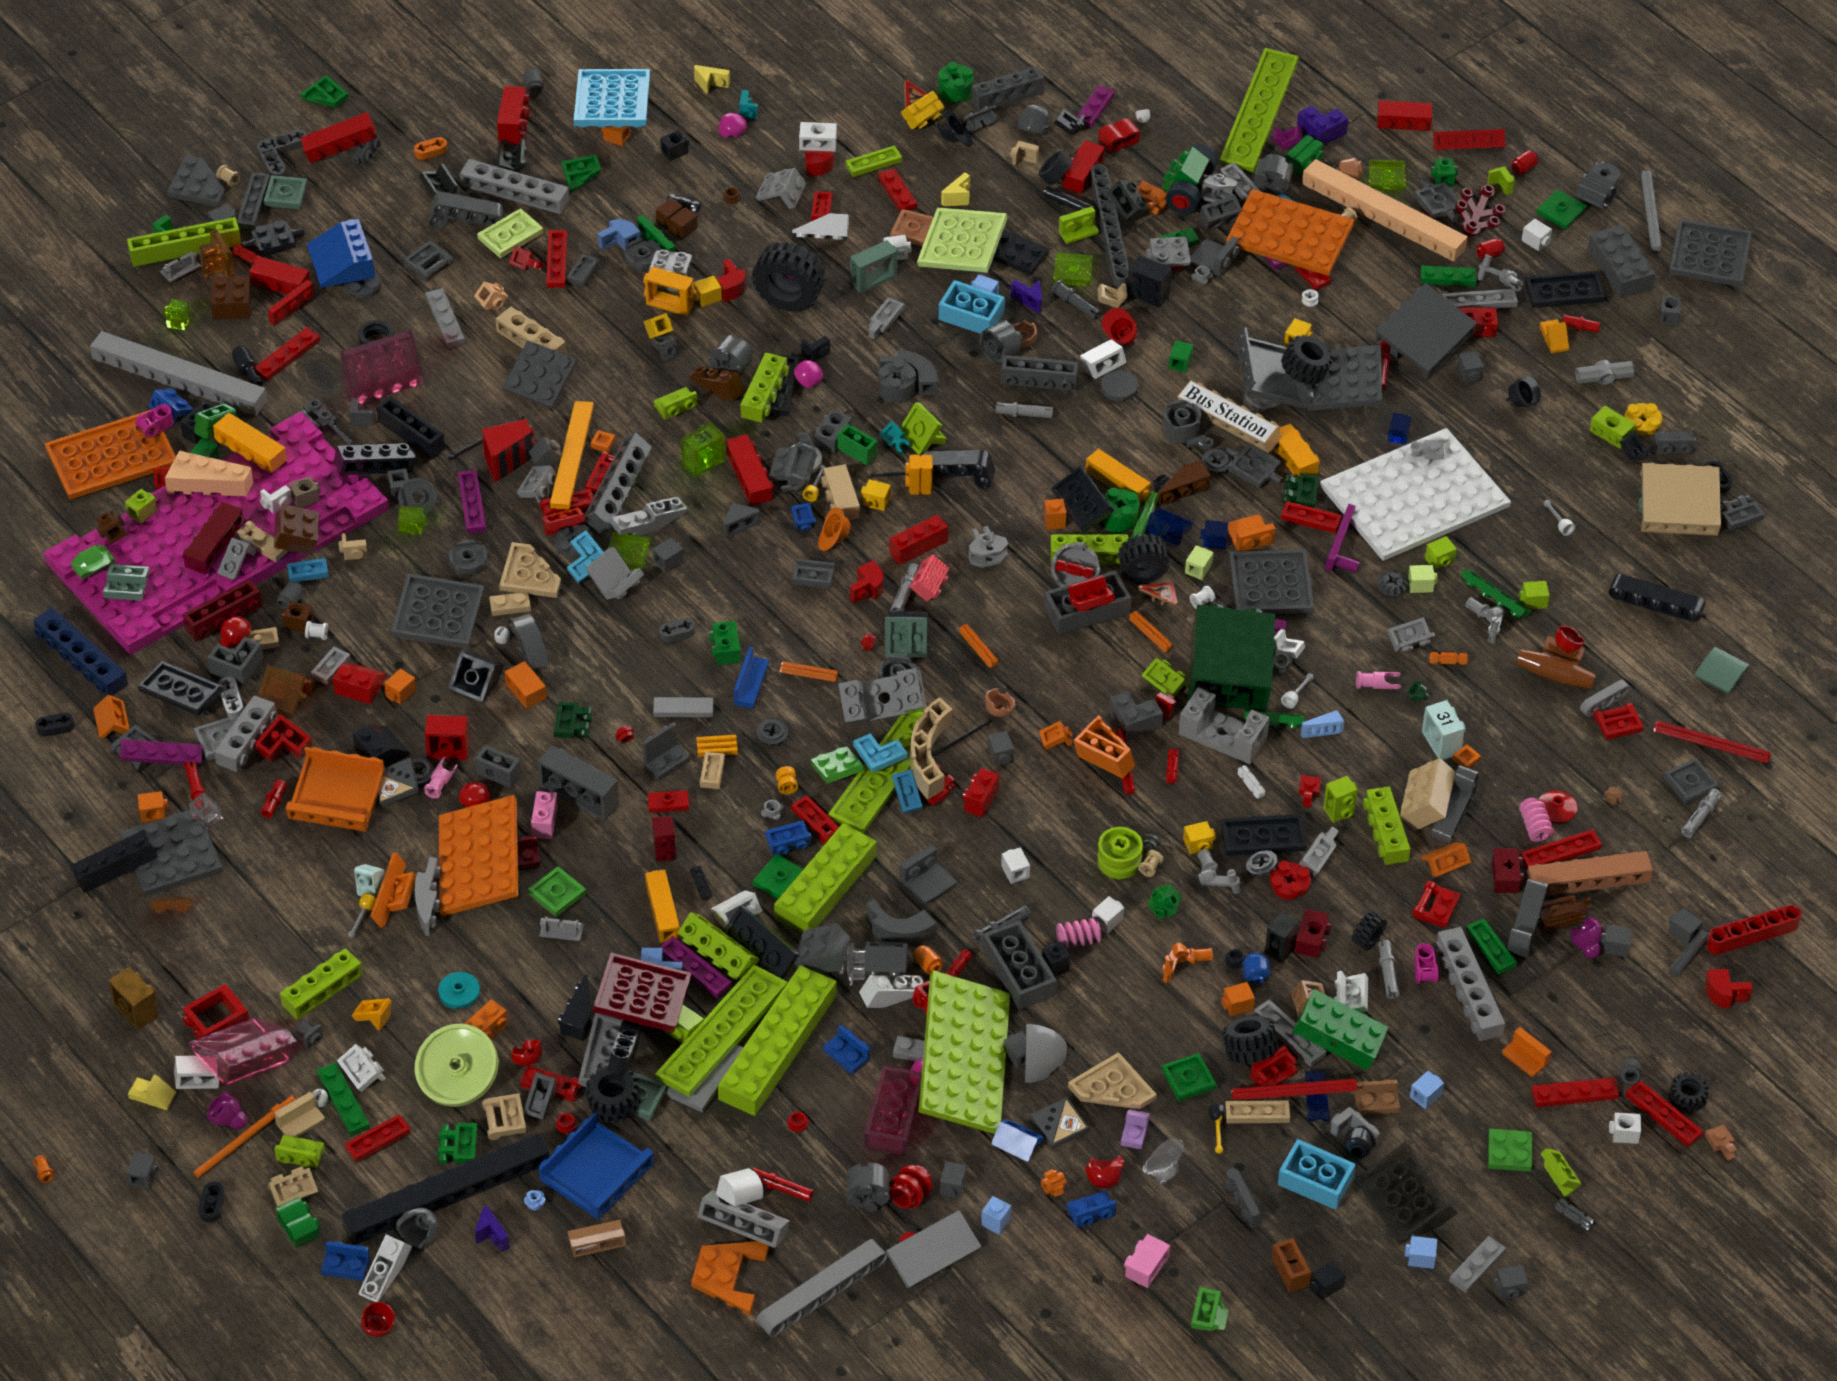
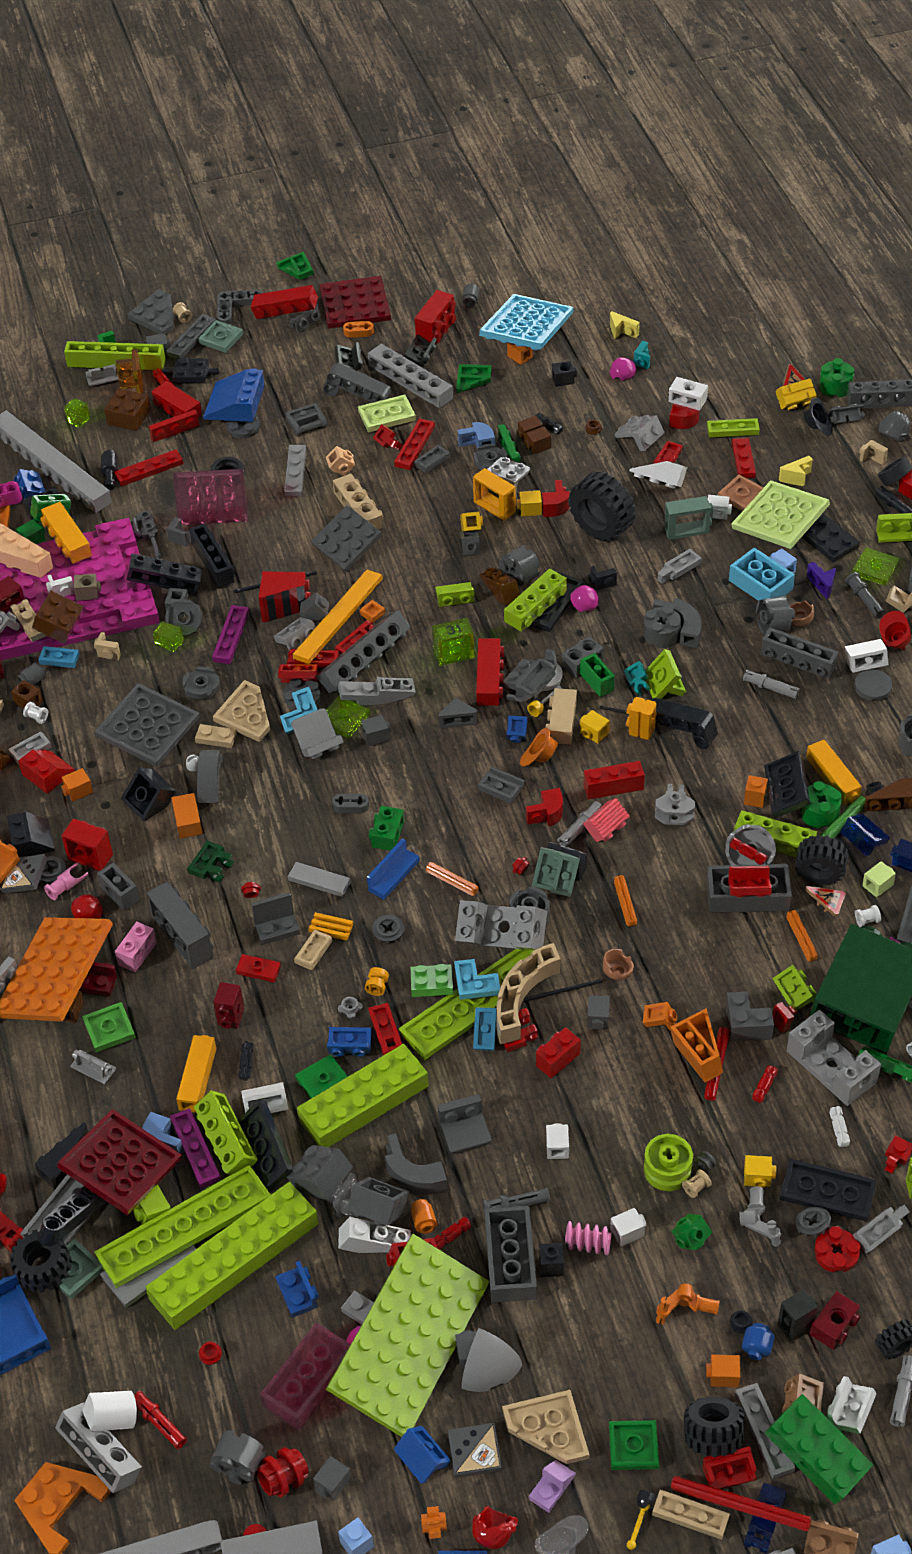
camera: 25 degrees right, 0 degrees up
(410, 118) = (354, 301): none -> dark red plate

